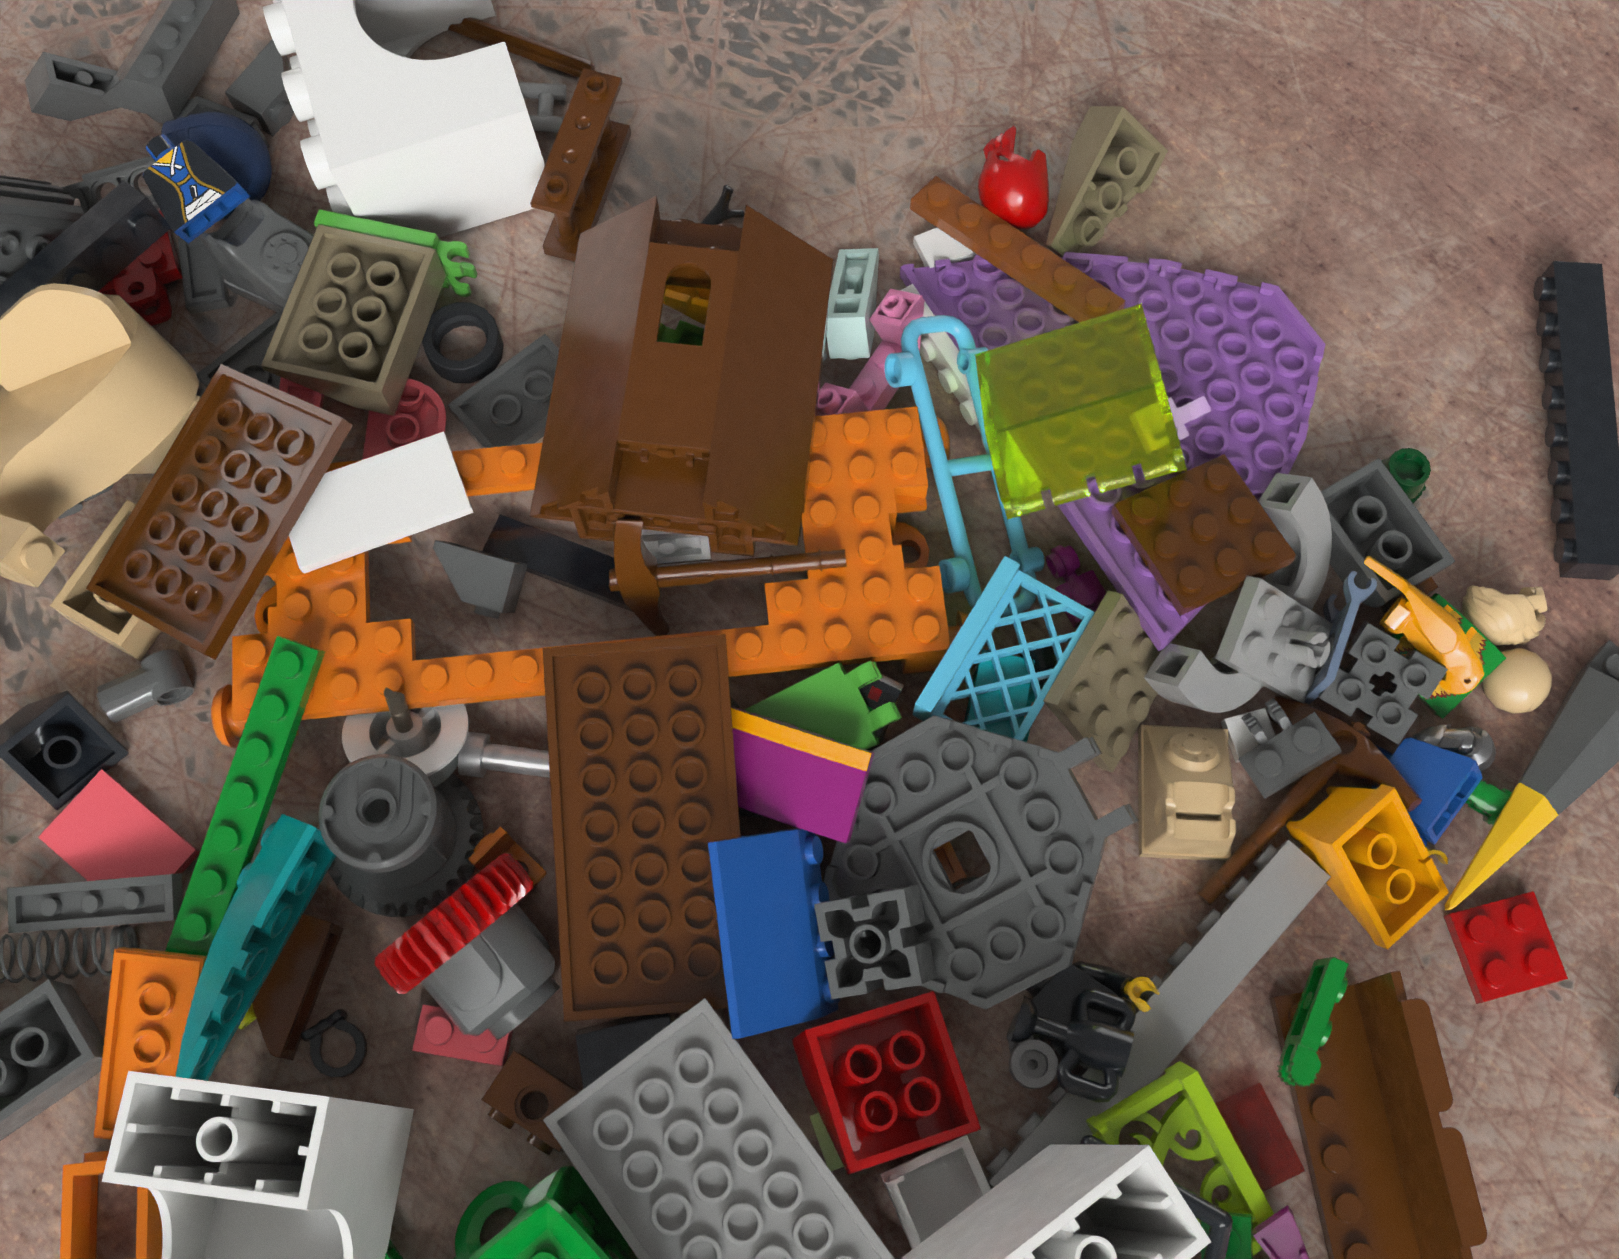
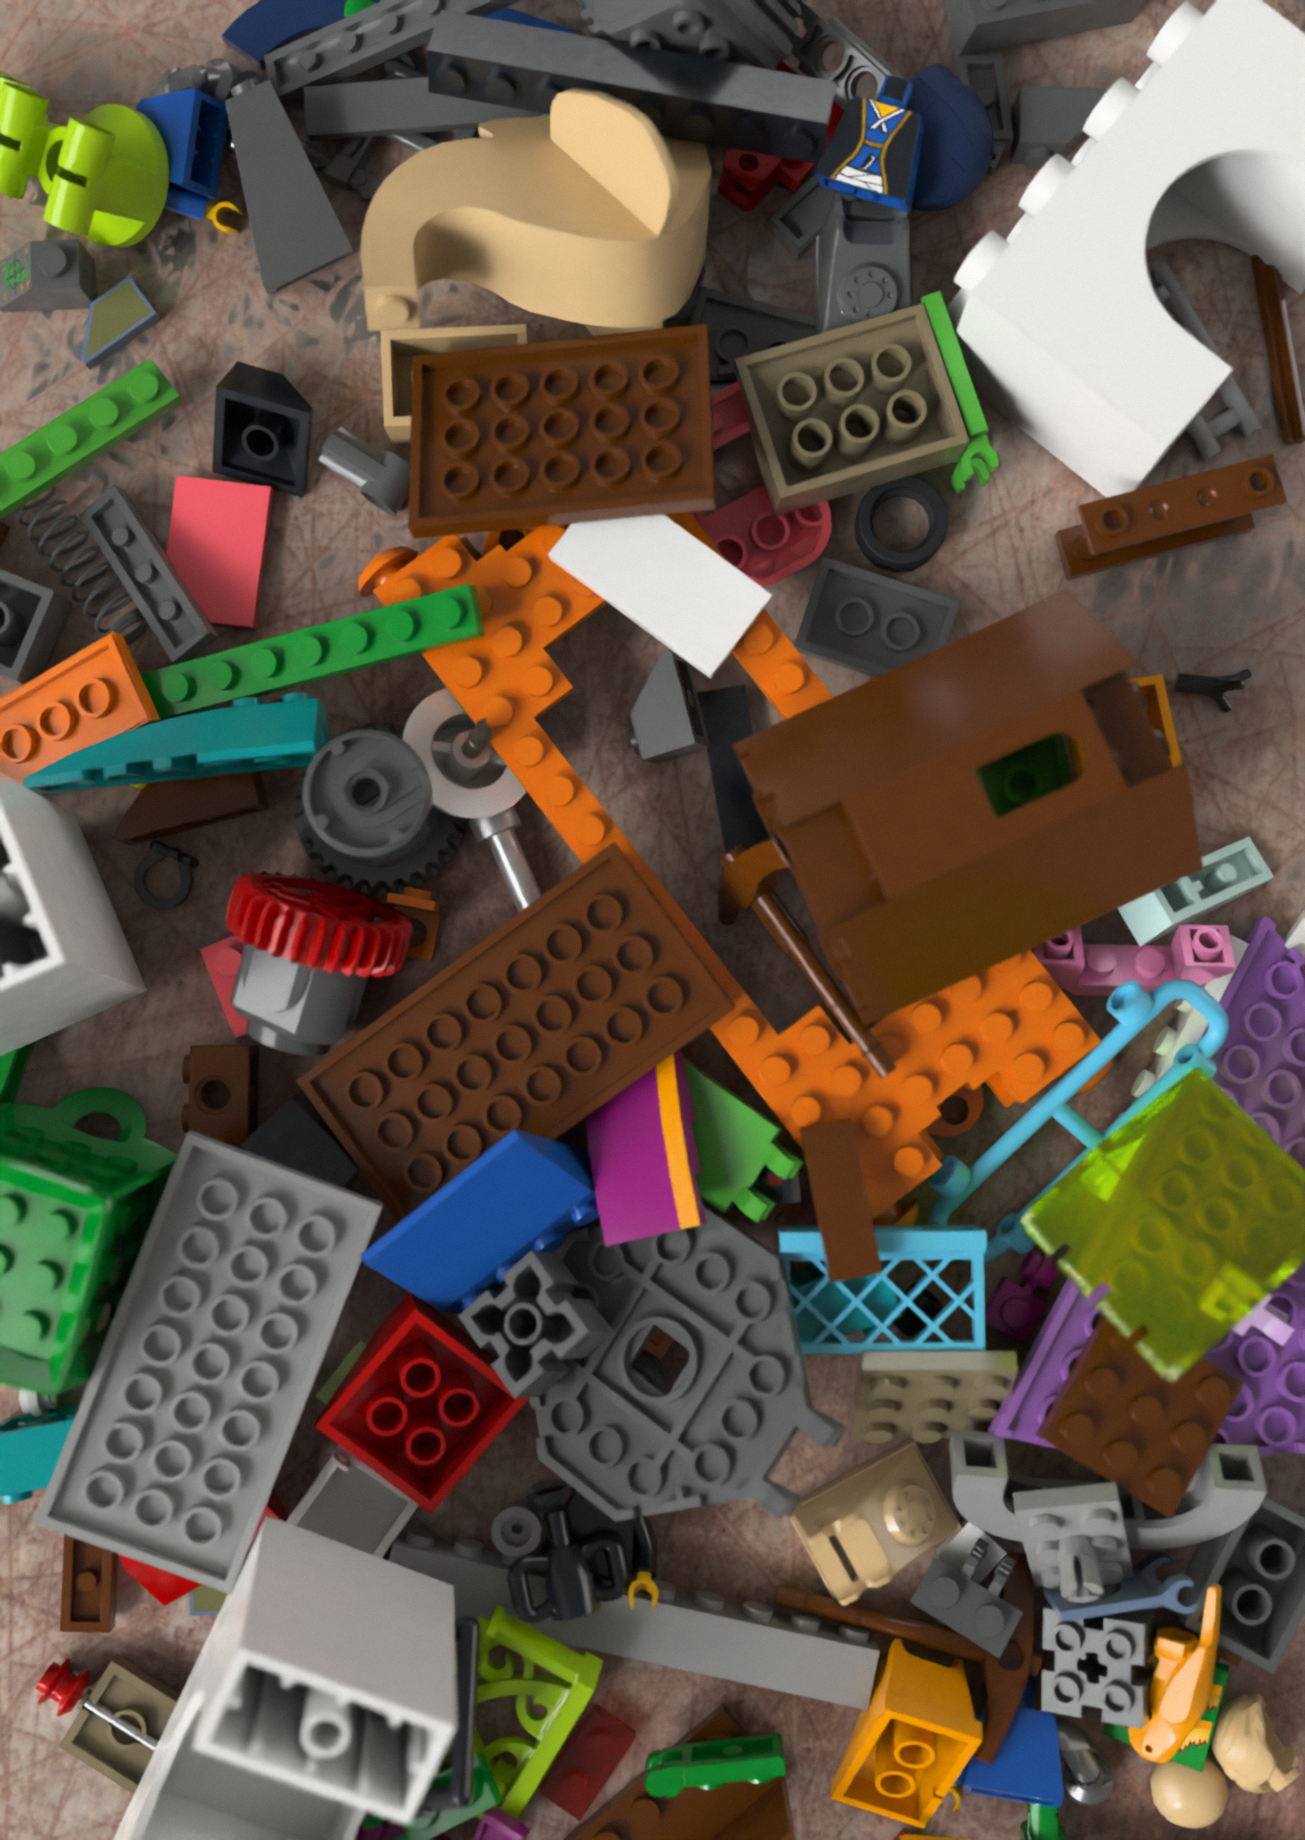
camera: 60 degrees right, 15 degrees up
(918, 644) = (840, 1201): none -> reddish brown tile

